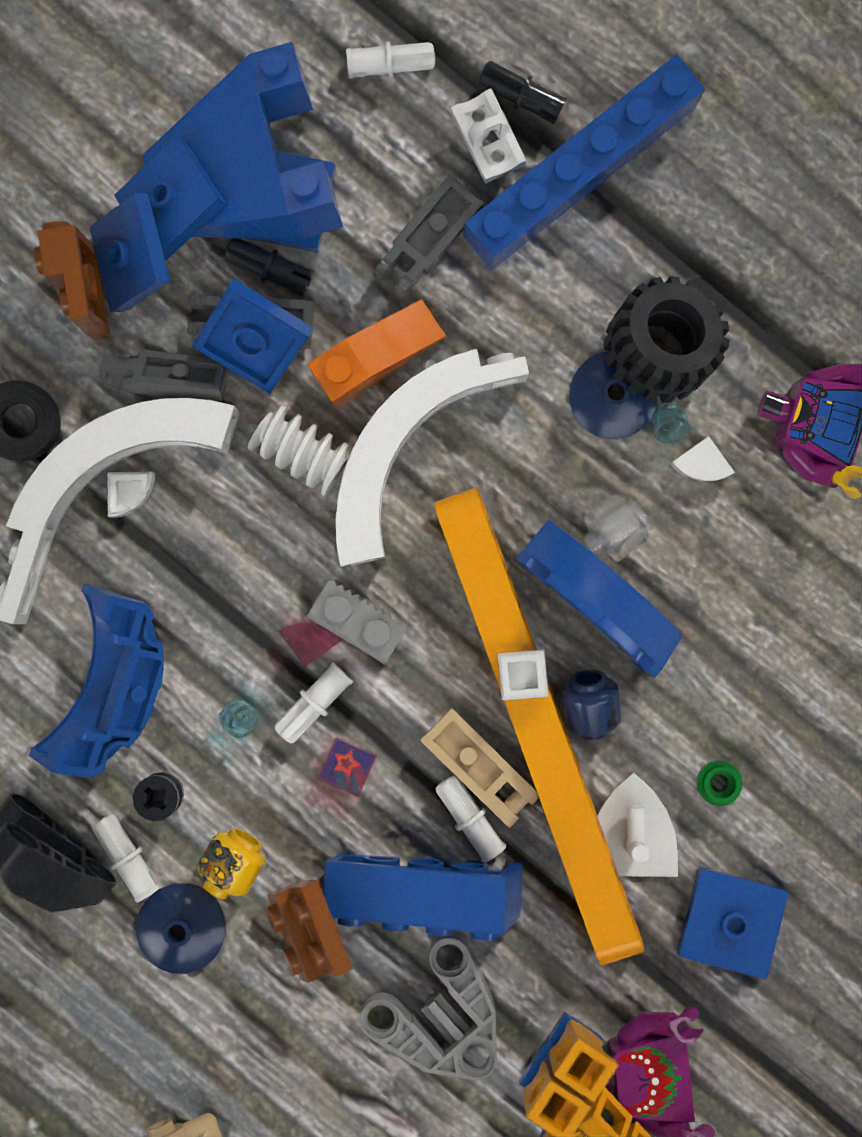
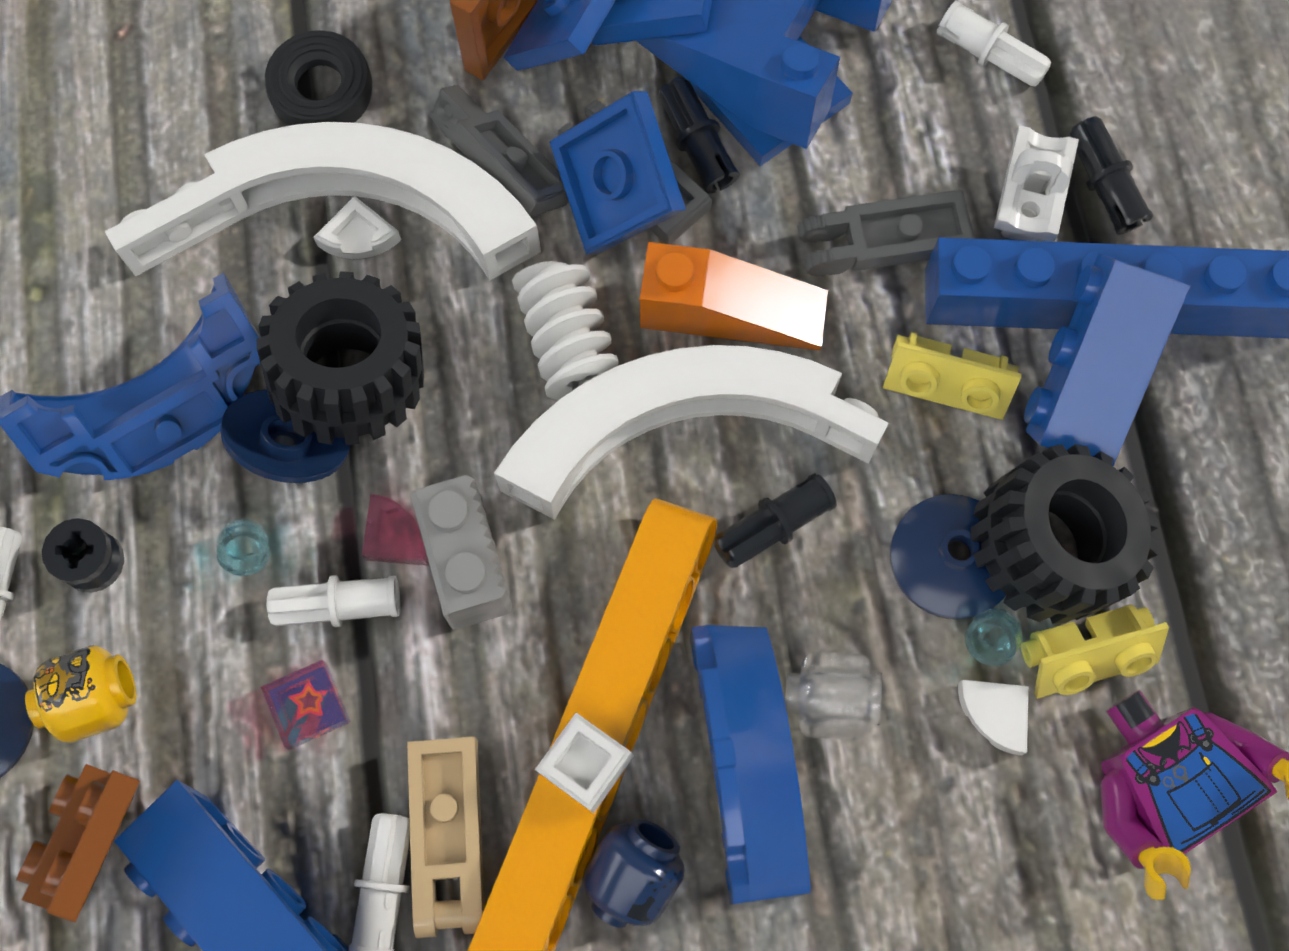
camera: 45 degrees right, 15 degrees down
(175, 547) = (331, 318): none -> black tyre
(200, 628) = (272, 448): none -> dark blue dish
(506, 459) = (775, 521): none -> black axle
(549, 286) = (967, 382): none -> light yellow hinge
(611, 219) = (1104, 356): none -> brick
(721, 403) = (1122, 644): none -> light yellow hinge

